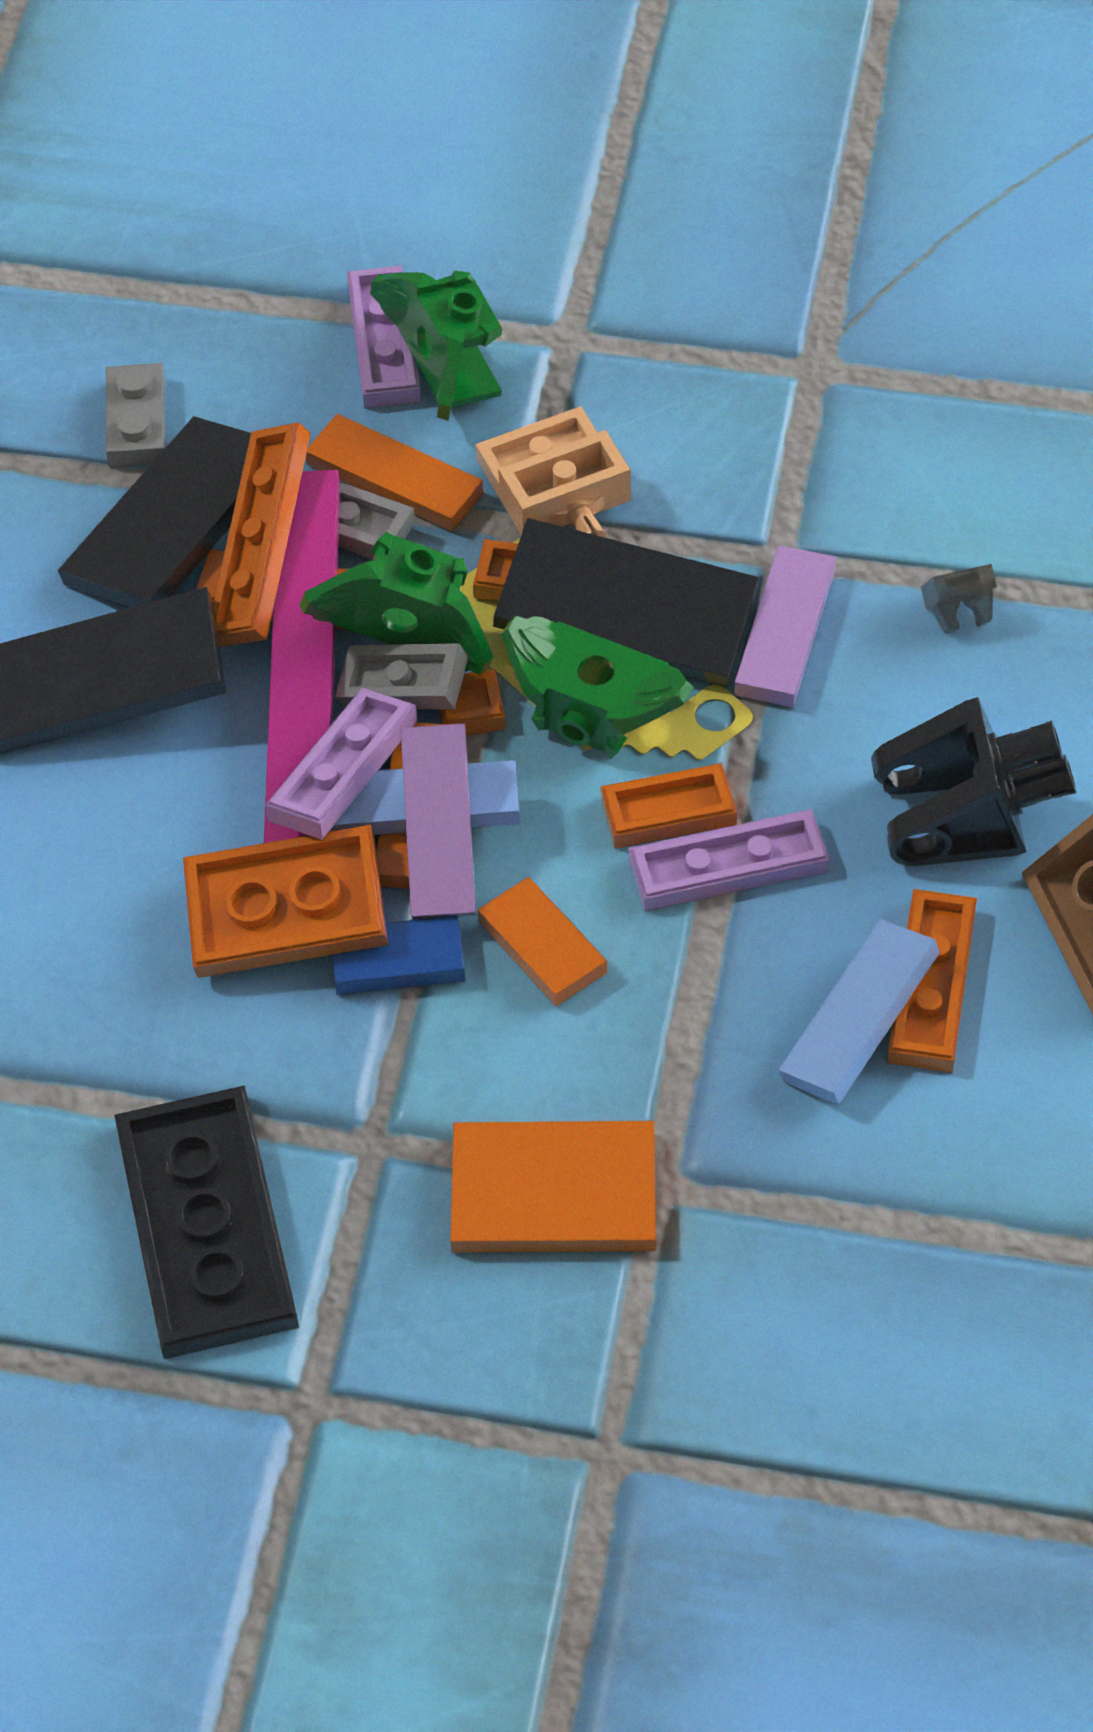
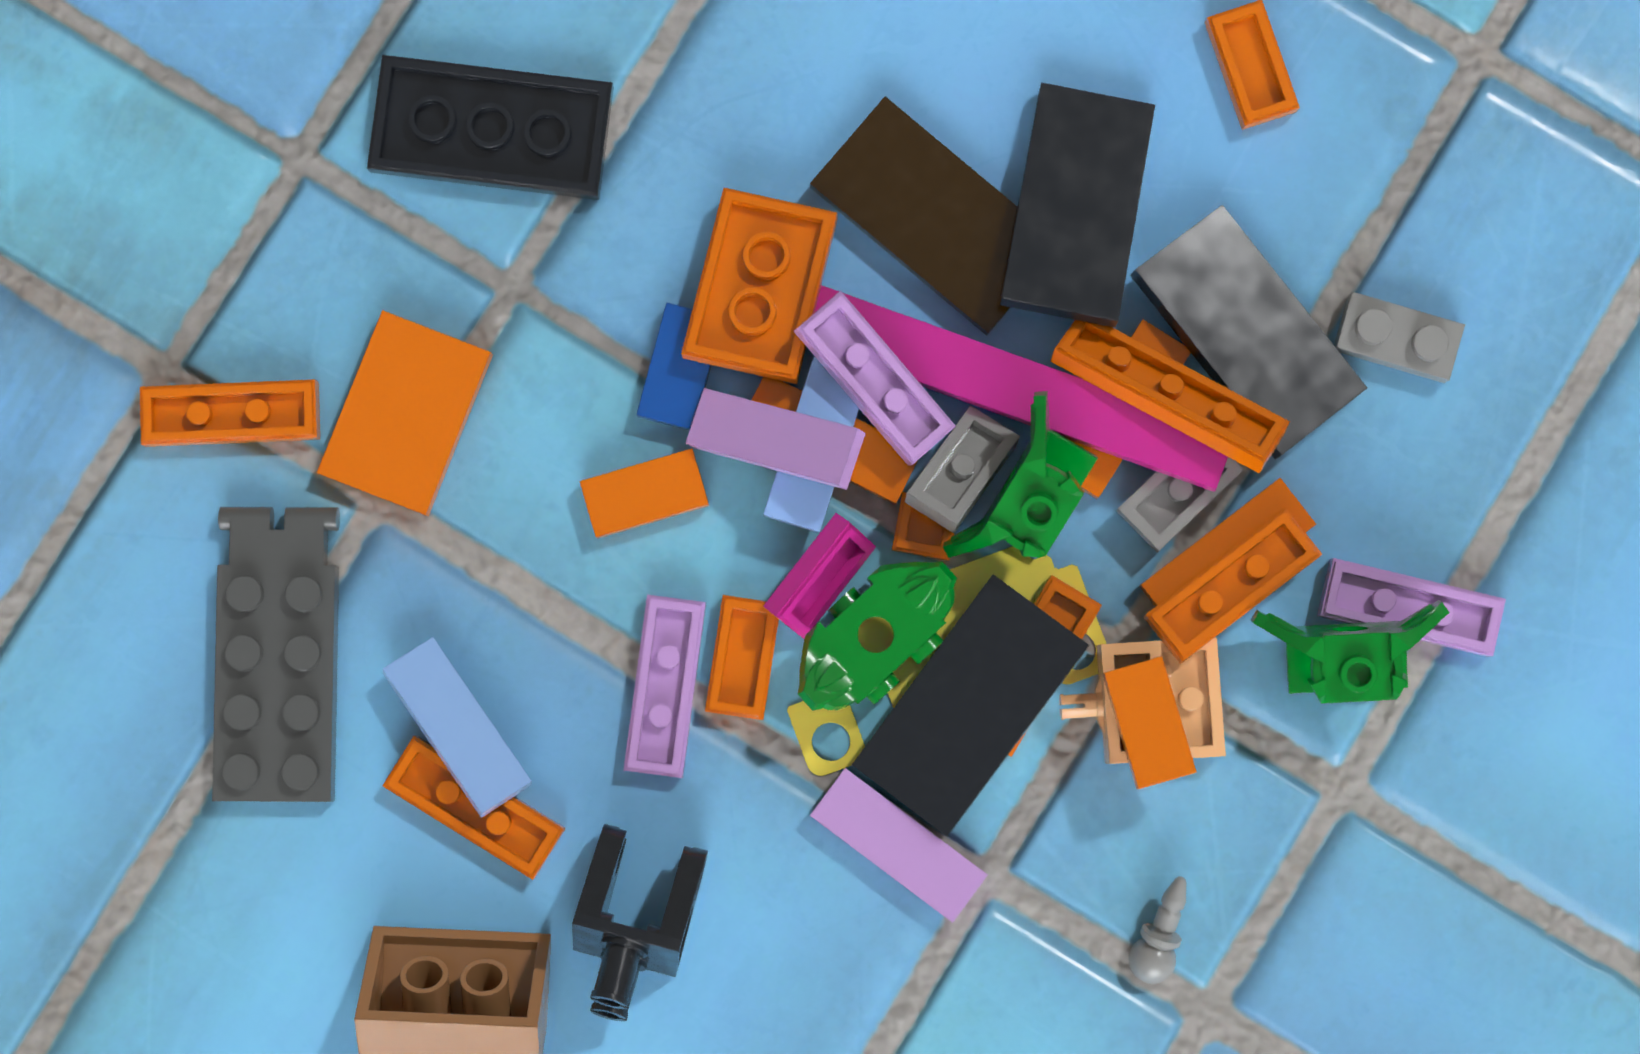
camera: 110 degrees right, 30 degrees up
(151, 801) = (924, 210): none -> dark brown tile
(422, 444) = (1232, 585): none -> orange tile
(558, 756) = (820, 575): none -> dark pink tile
(578, 446) = (1149, 722): none -> orange tile
(629, 1361) = (229, 413): none -> orange tile
(786, 415) = (1153, 956): none -> light grey bar
(870, 1215) = (276, 657): none -> dark grey hinge
(947, 591) = (864, 1017): clear smoke tile -> none

